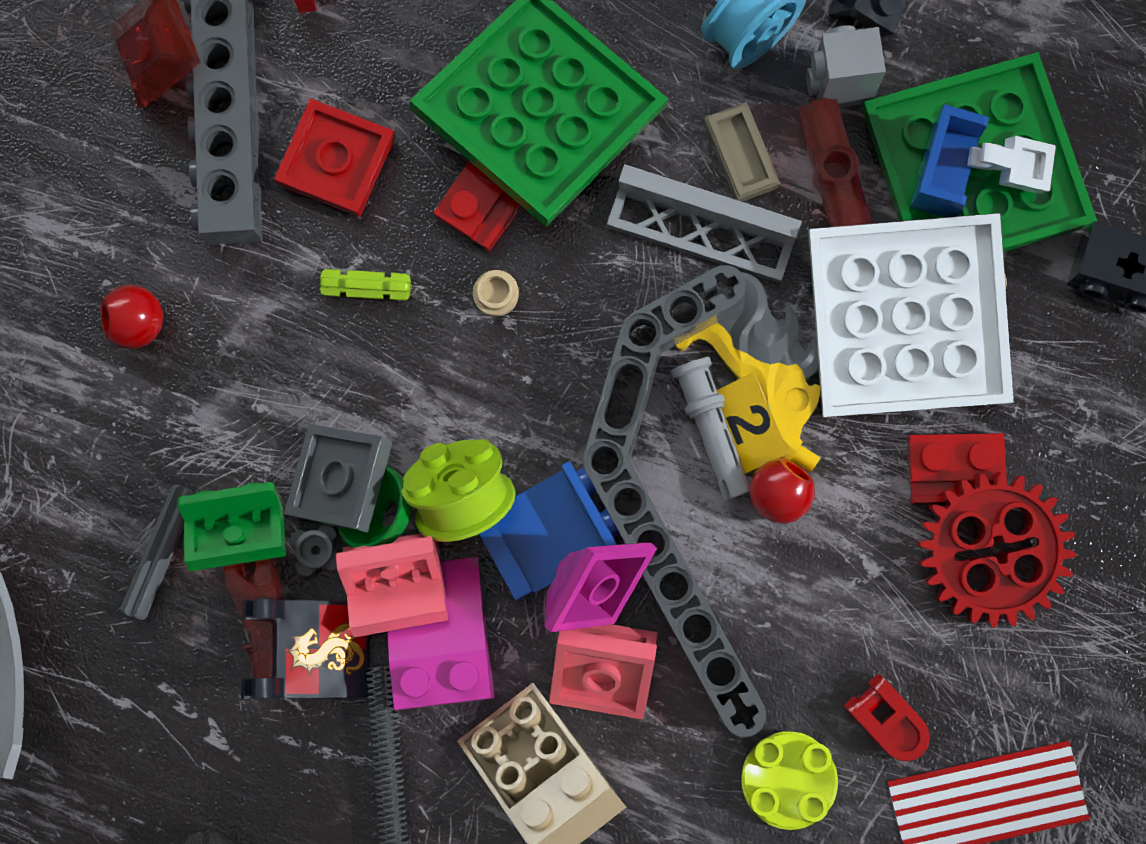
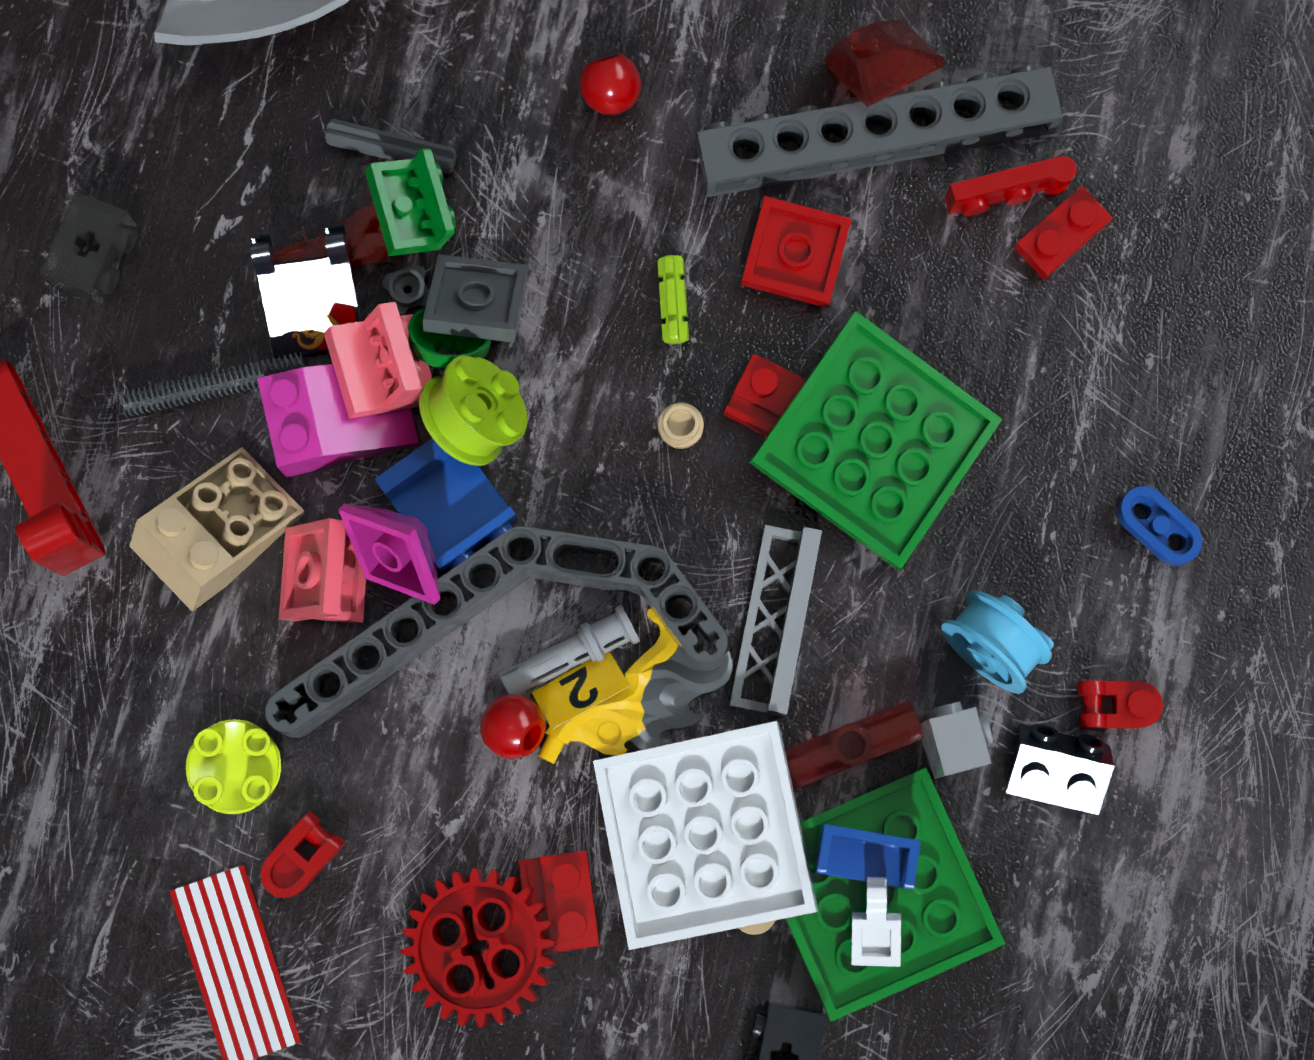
camera: 75 degrees right, 0 degrees up
(741, 152) = (858, 651): dark tan tile -> none

